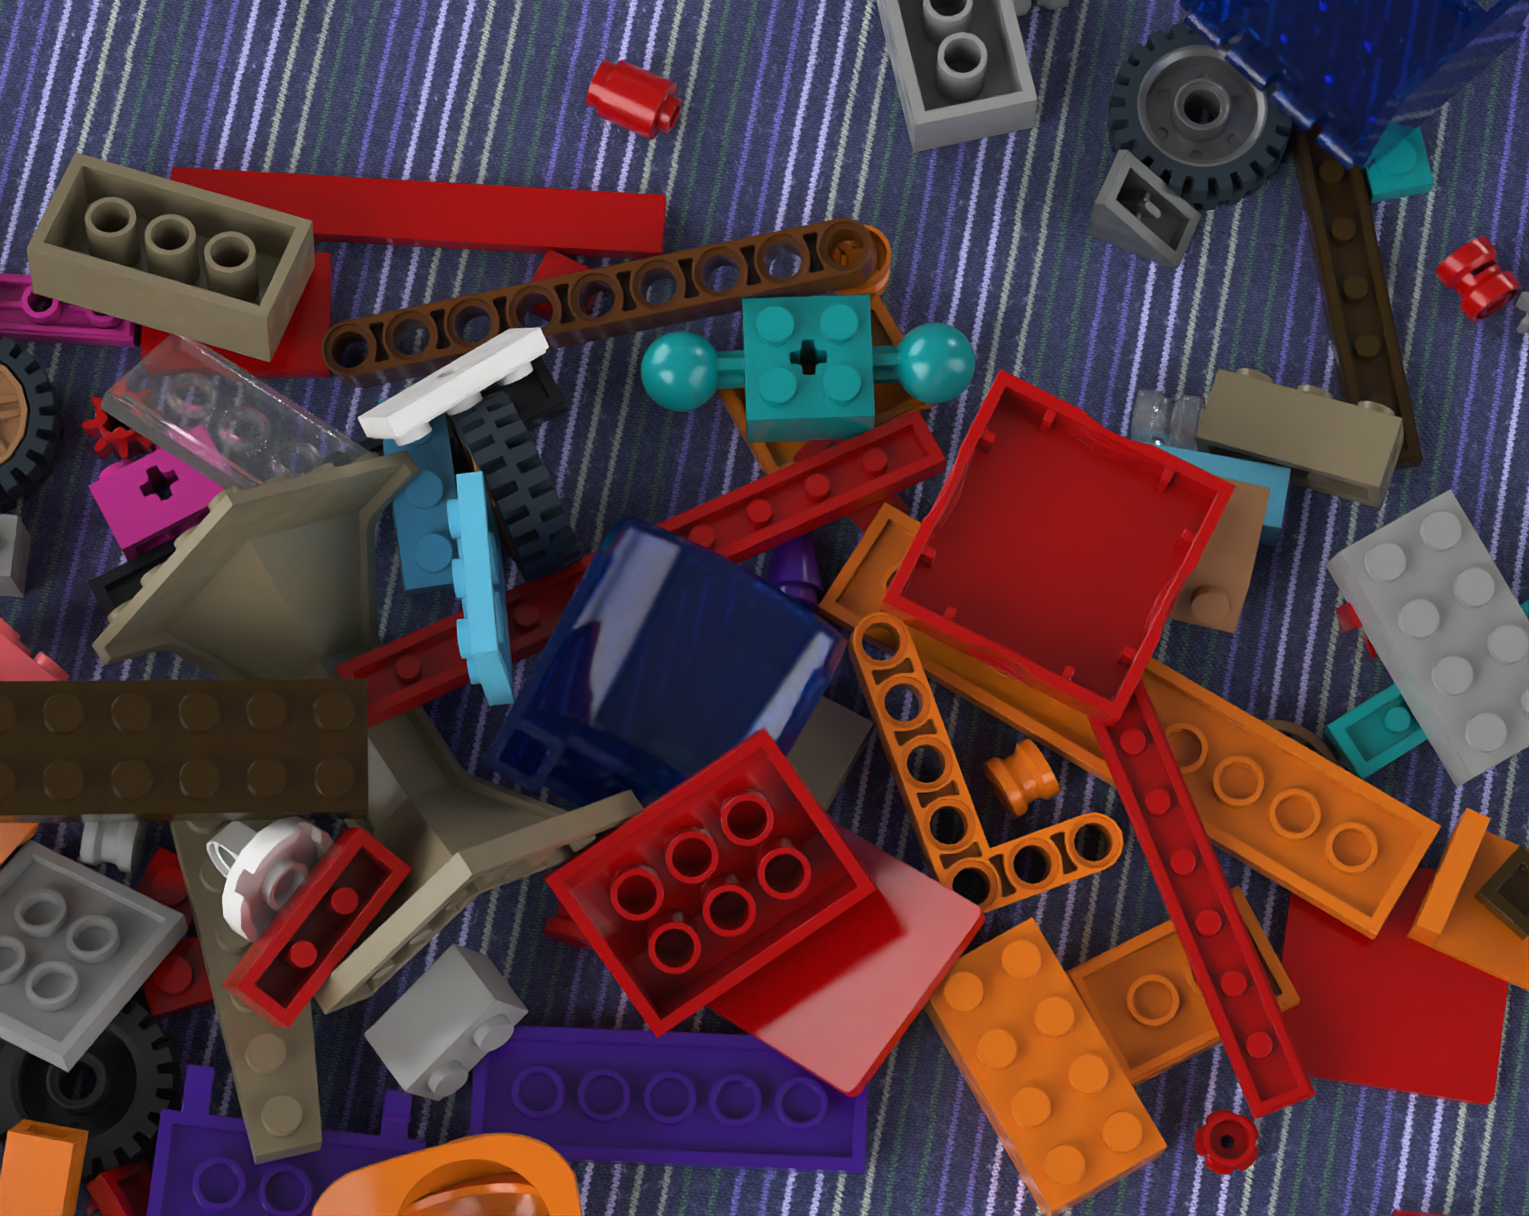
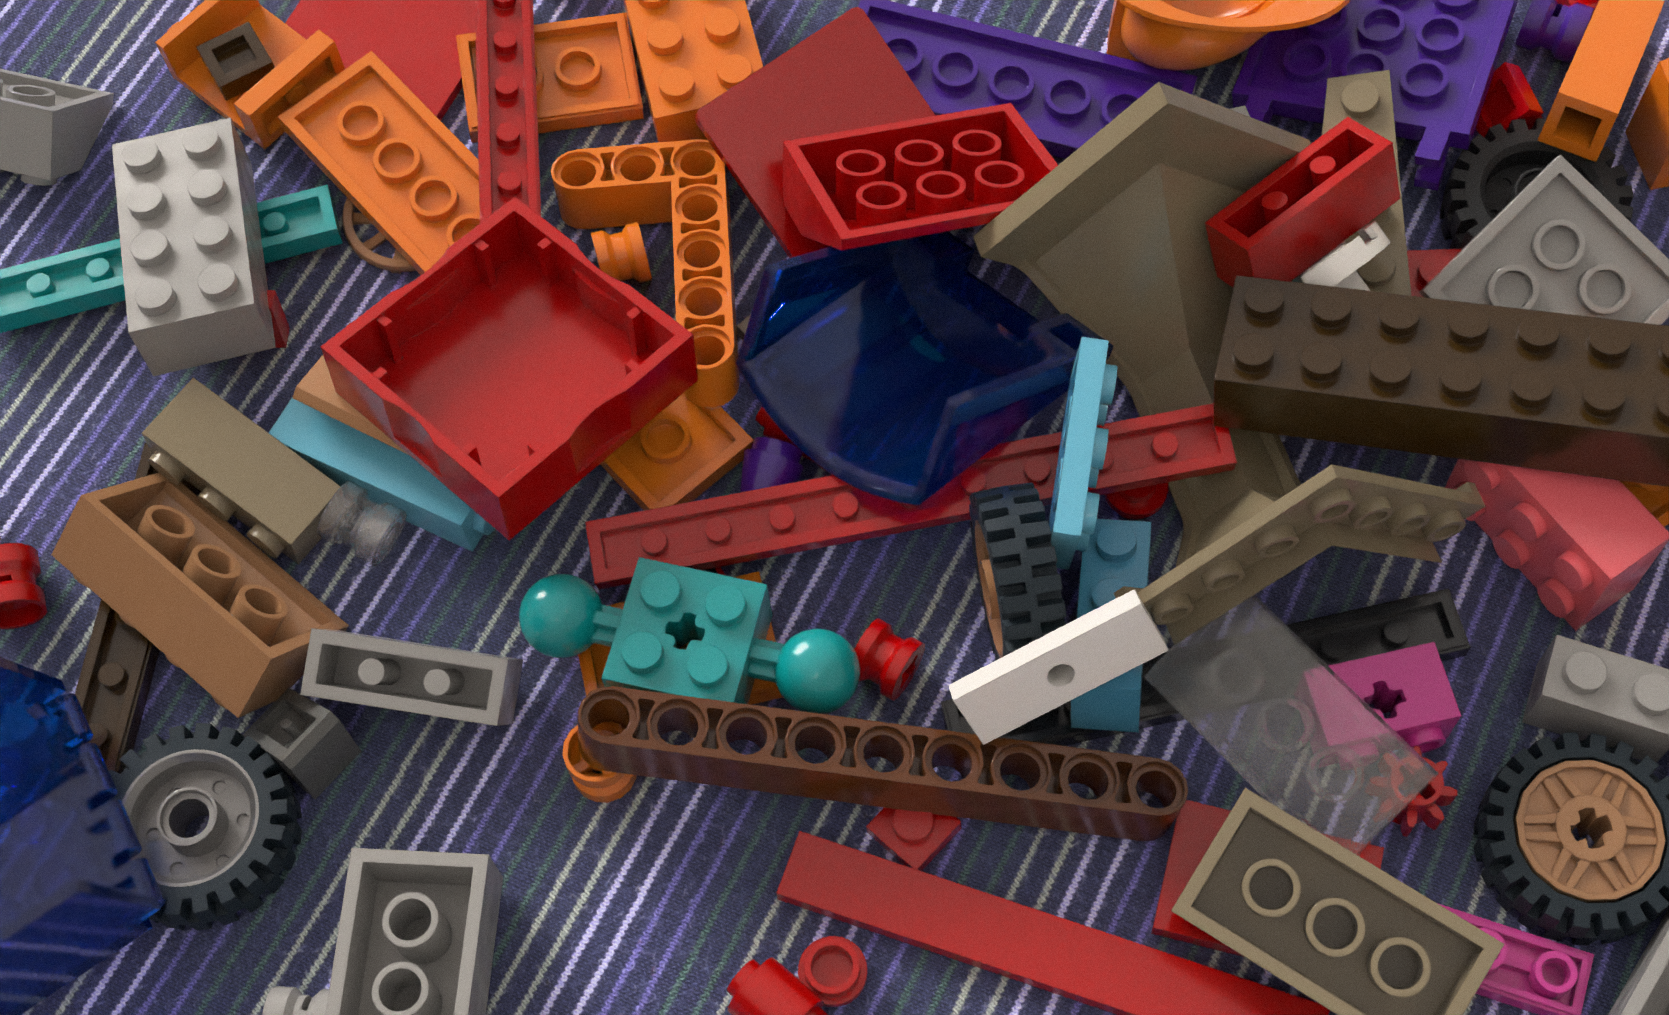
camera: 160 degrees left, 10 degrees down
(598, 148) = (833, 970): none -> red plate
(626, 424) = (888, 658): none -> red wheel
(1055, 282) = (411, 677): none -> light grey brick
(1287, 309) = (194, 589): none -> medium nougat slope

